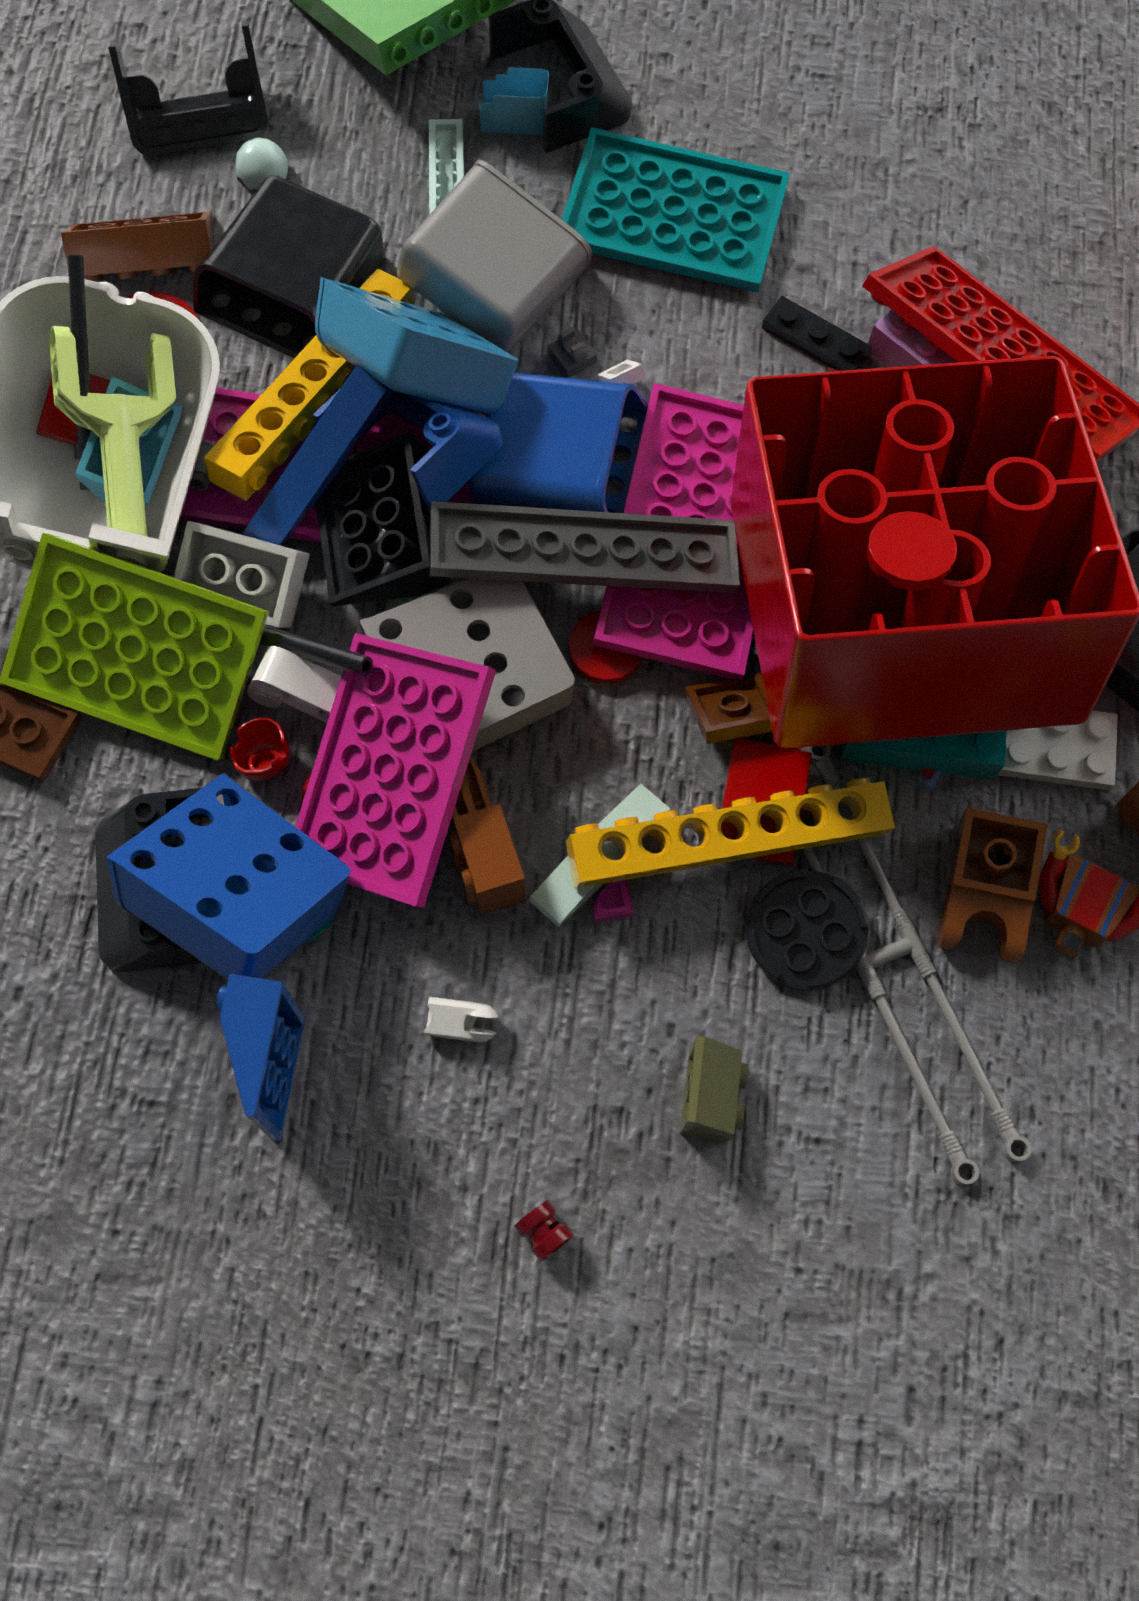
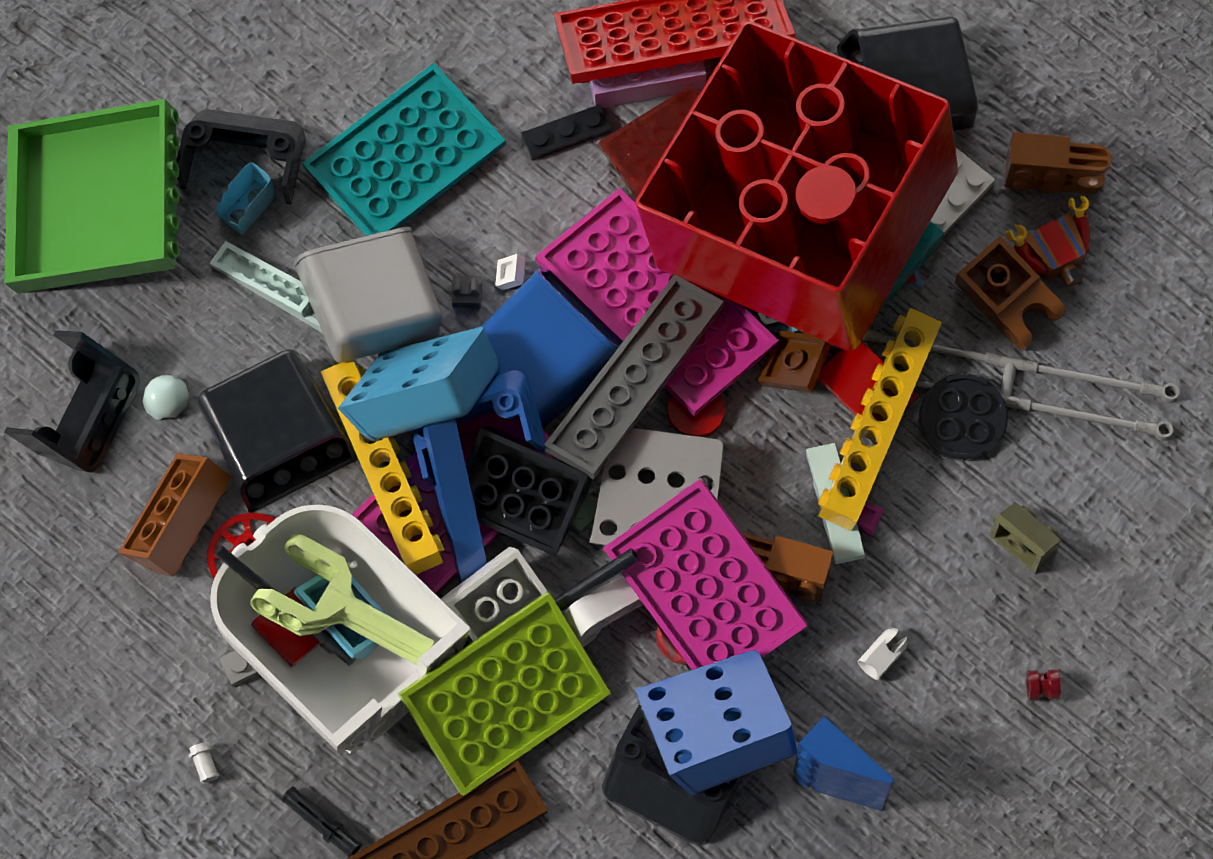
camera: 50 degrees left, 0 degrees up
(261, 750) = (624, 661): red hair -> none

